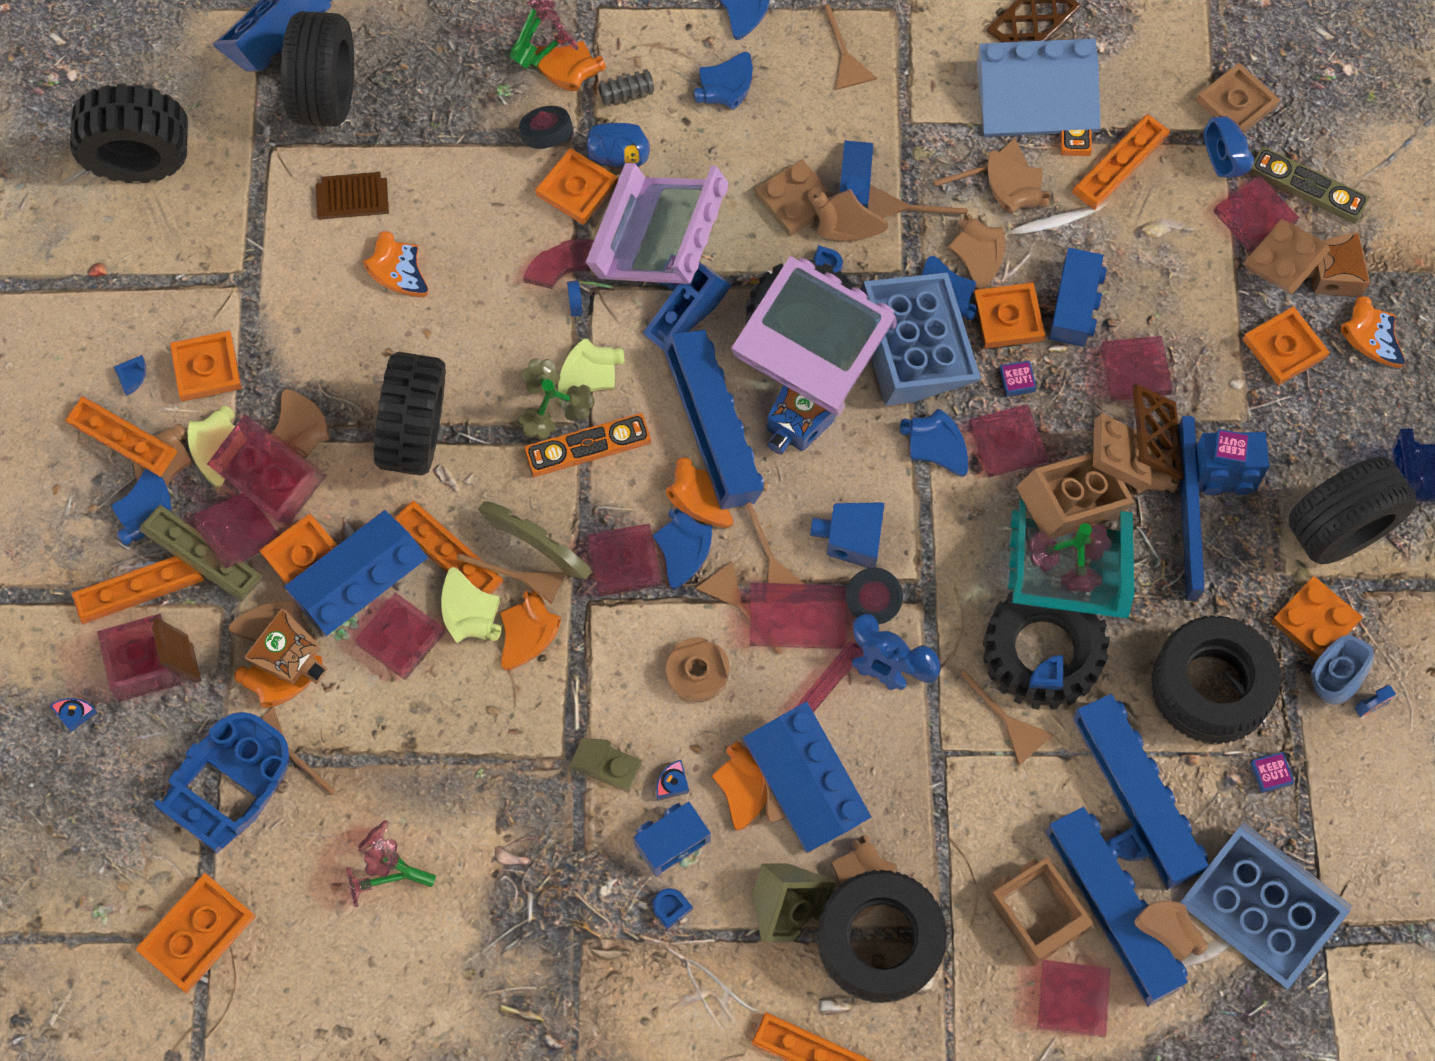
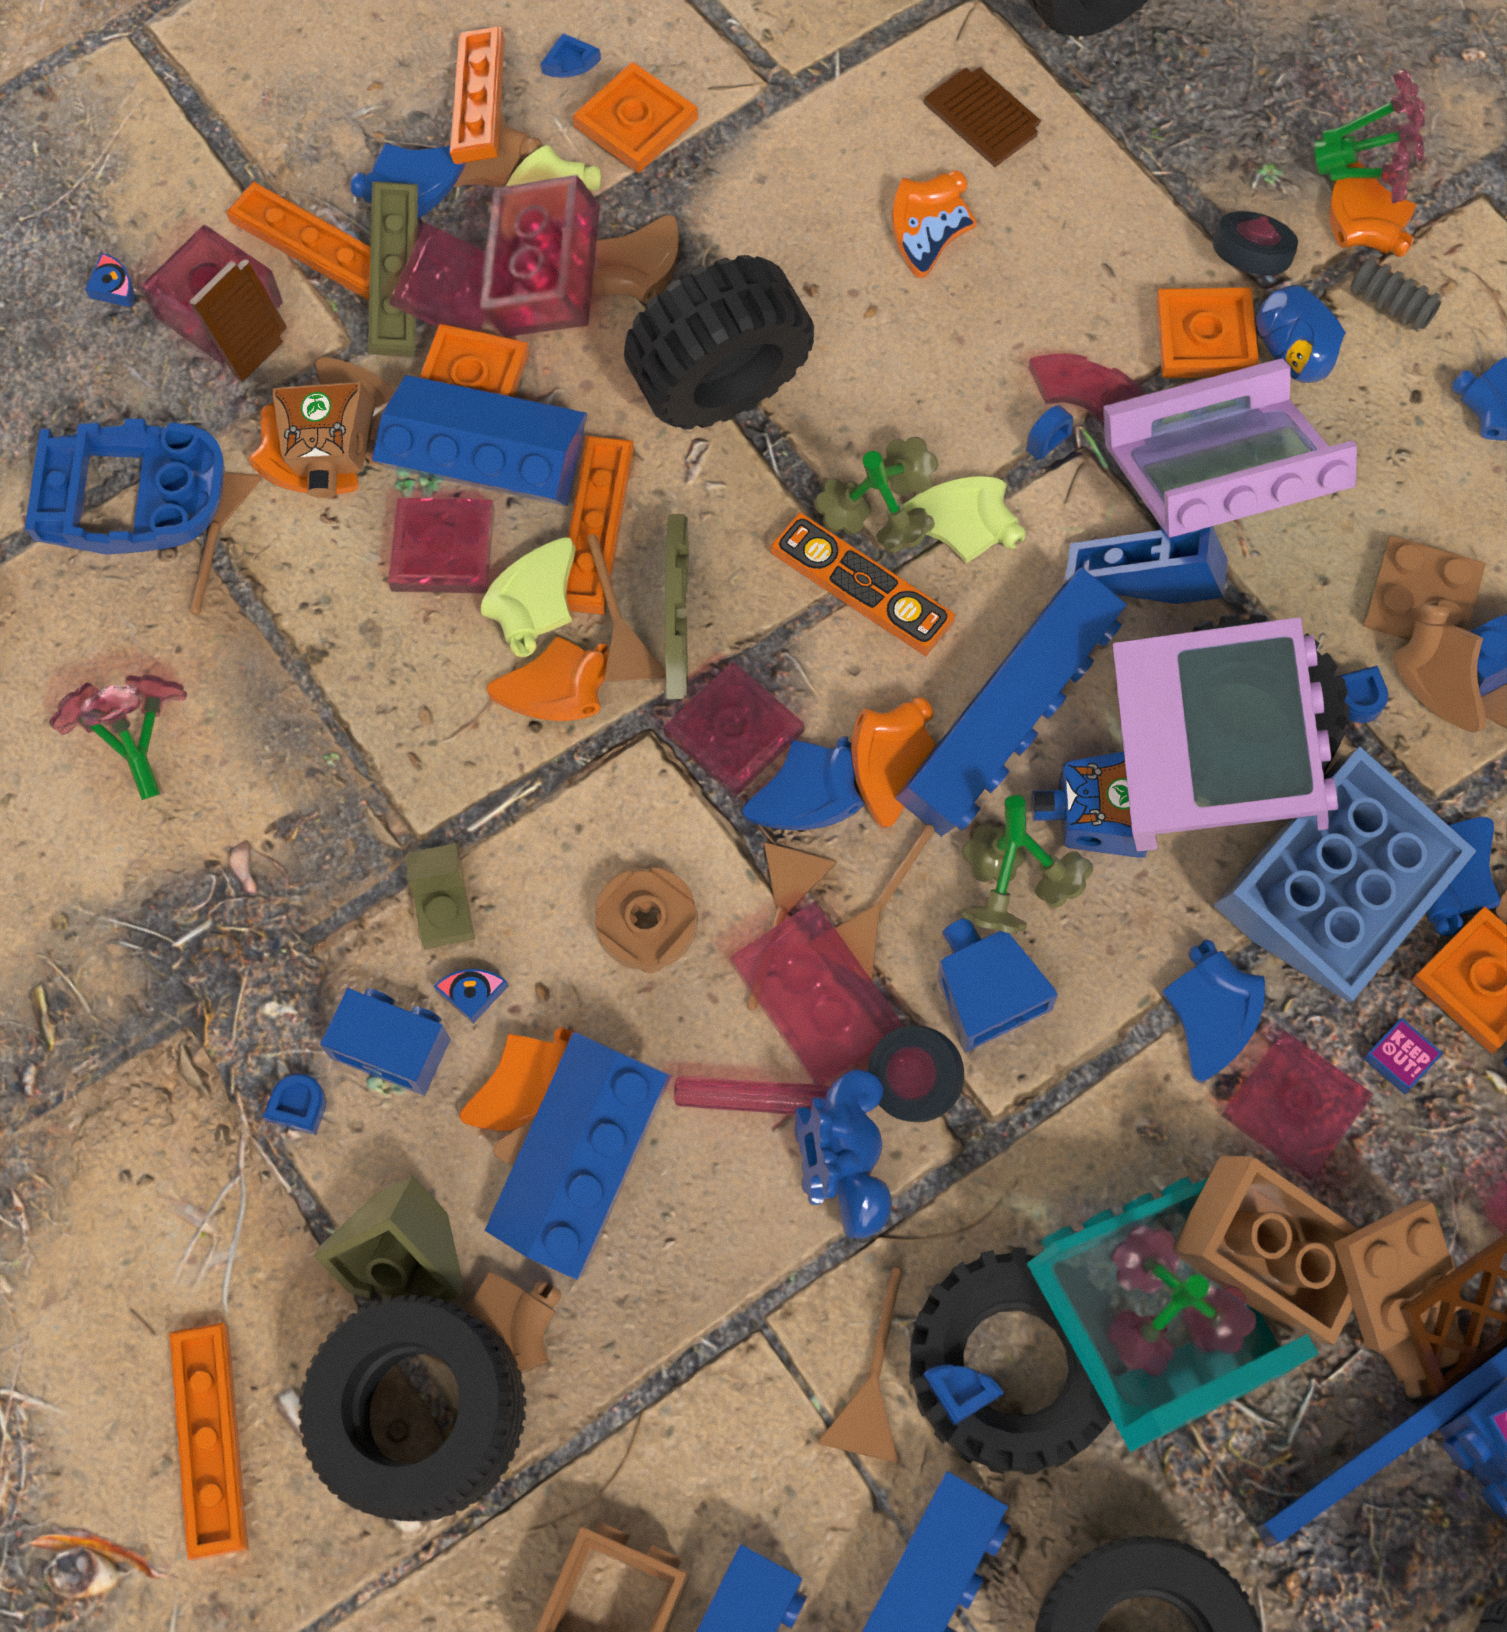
camera: 60 degrees right, 0 degrees up
(785, 483) = (998, 854): none -> olive plant

